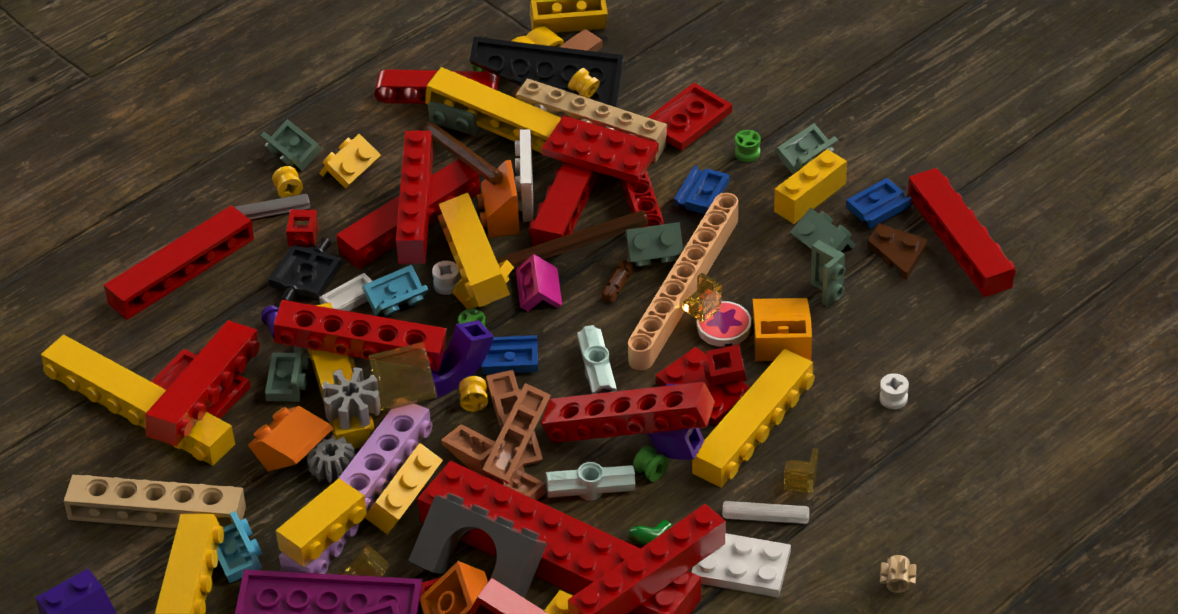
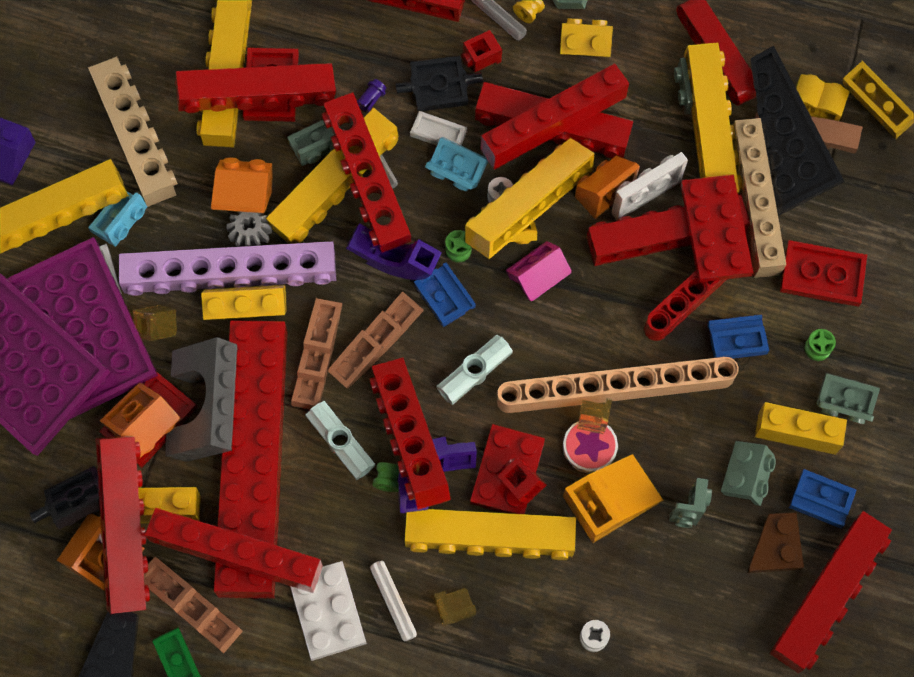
camera: 55 degrees right, 25 degrees up
(321, 522) = (158, 266): yellow brick -> none
(351, 398) = (287, 211): light grey gear -> none
(403, 376) = (343, 232): clear yellow tile -> none
(464, 153) = (639, 121): reddish brown axle -> none
(473, 393) = (382, 292): yellow wheel -> none
(516, 433) = (344, 354): nougat slope -> none
(578, 239) = (598, 269): reddish brown axle -> none
(583, 83) = (785, 168): yellow wheel -> none
(617, 281) = (584, 330): reddish brown axle -> none
(643, 535) = (312, 520): green arm -> none
(654, 242) = (636, 337): sand green bracket -> none

